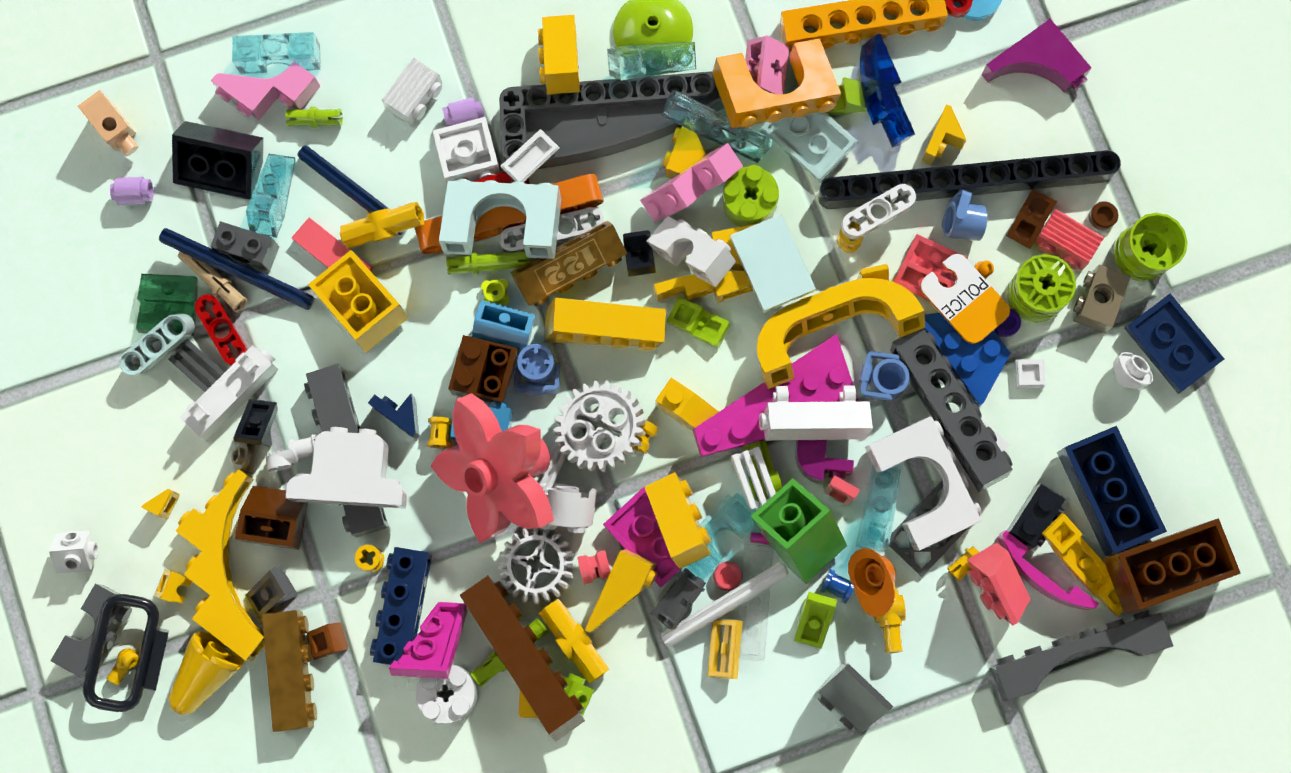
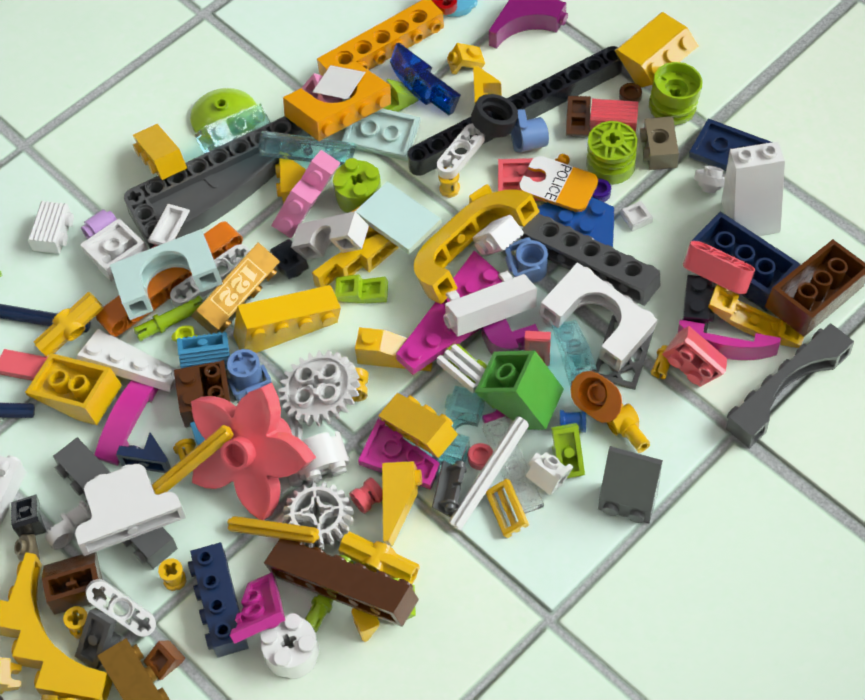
camera: 25 degrees left, 20 degrees down
(253, 558) = (75, 622): none -> yellow bush
(303, 562) = (132, 625): none -> white beam
(399, 355) = (122, 420): none -> dark pink slope
(421, 291) = (127, 361): none -> white wing
(434, 456) = (192, 460): none -> yellow axle
(484, 563) = (273, 529): none -> yellow axle
(783, 633) = (548, 472): none -> white brick
(787, 62) = (339, 82): none -> white sticker
(865, 336) = (497, 236): none -> white brick
(946, 82) = (465, 56): none -> yellow bracket
(950, 179) = (499, 105): none -> black tyre
(1076, 495) = (718, 267): none -> coral beam
(1159, 179) = (655, 44): none -> yellow slope
(1166, 421) = (755, 187): none -> white slope

